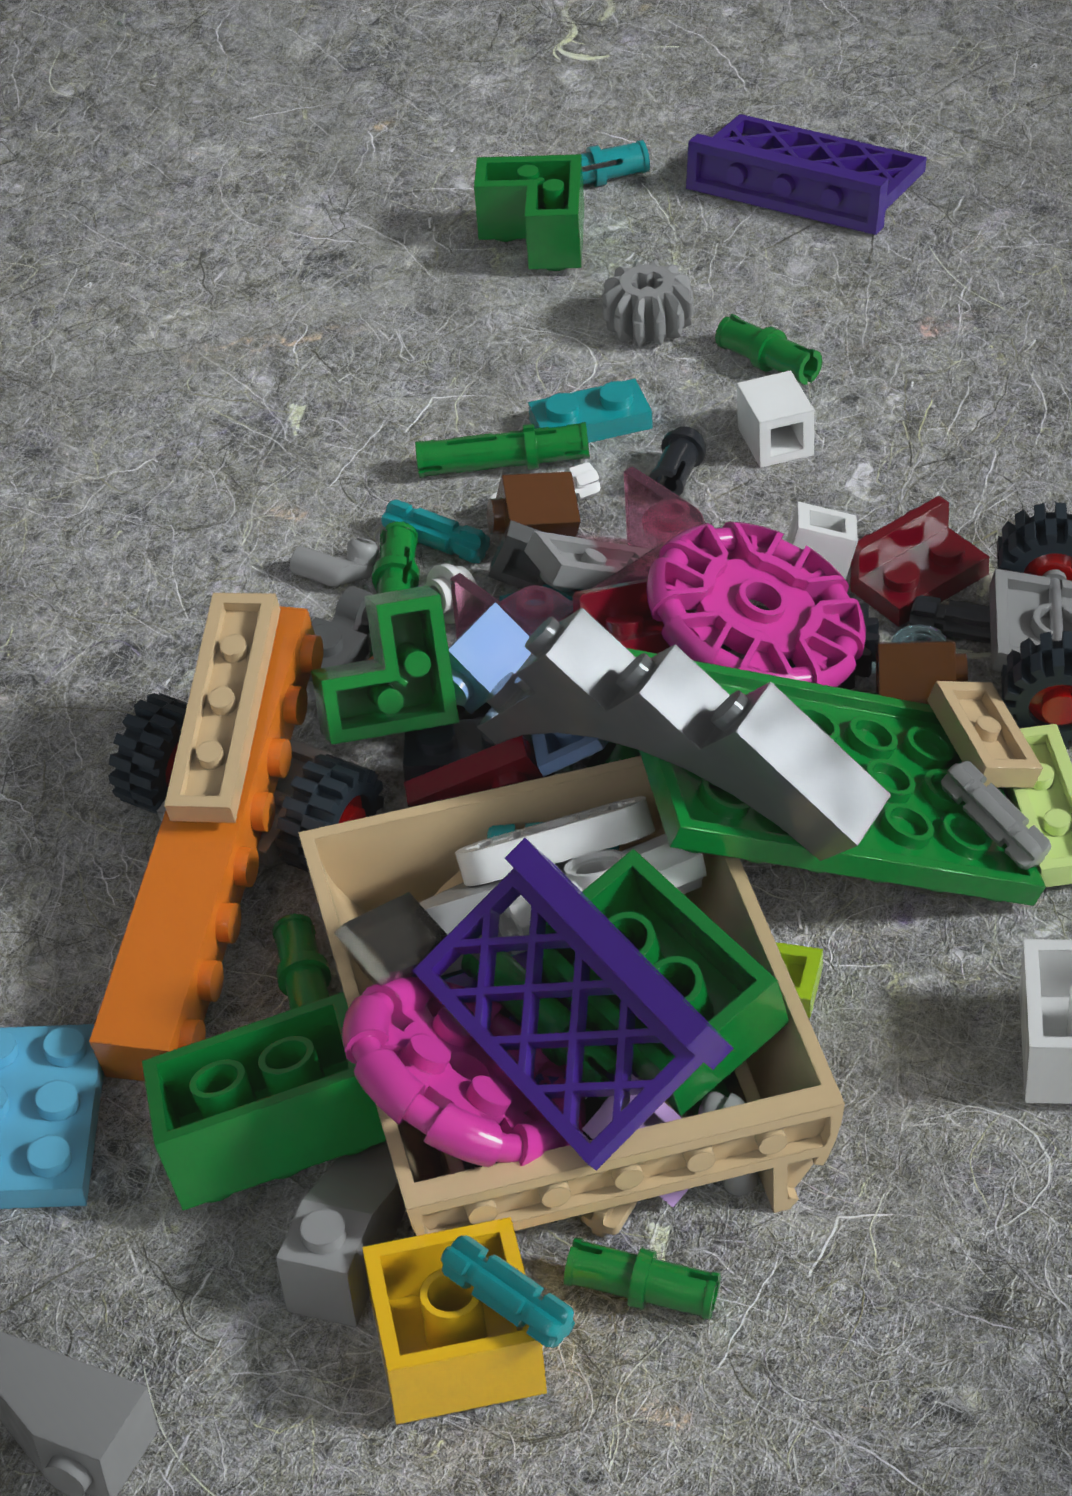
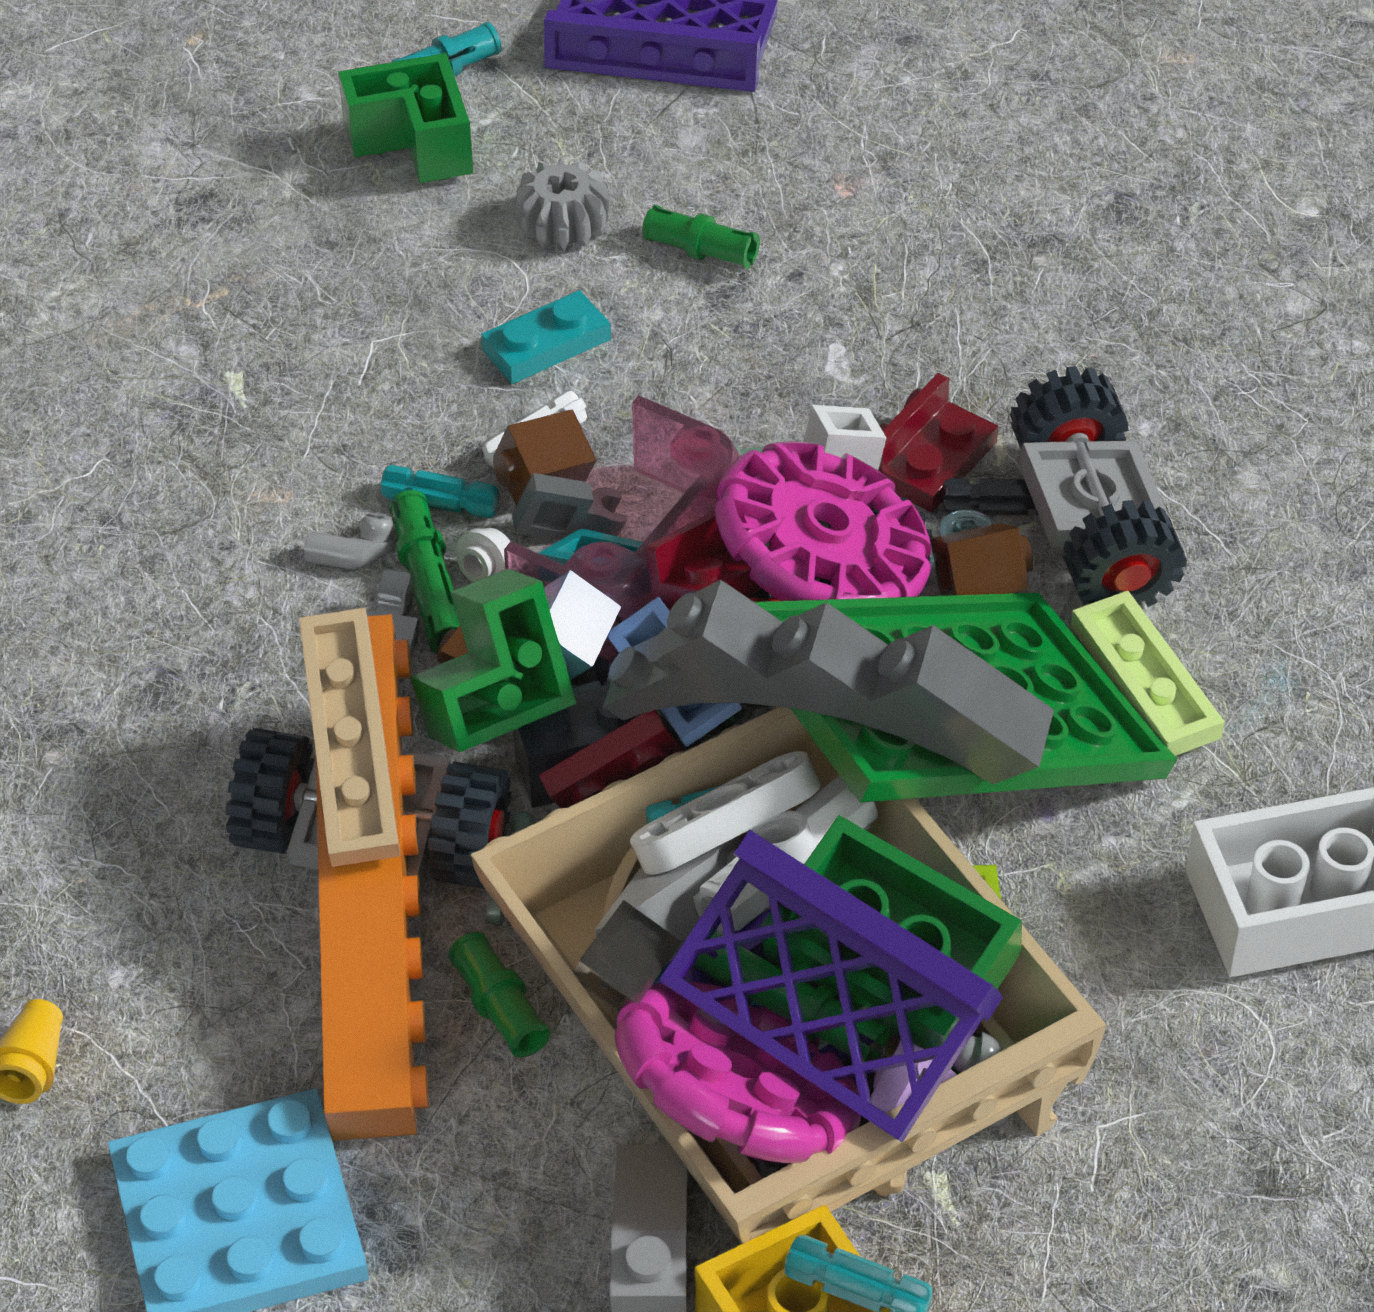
camera: 20 degrees left, 5 degrees up
(258, 1103) = (531, 1137): green brick -> none
(498, 450) = (462, 394): green pin -> none
(578, 562) = (622, 504): light grey hinge -> none
(642, 1278) = (948, 1231): green pin -> none
(680, 454) = (657, 362): black pin -> none
(775, 419) = (739, 312): white brick -> none
(985, 732) = (1072, 616): tan plate -> none
(996, 815) = (1114, 697): light grey axle -> none

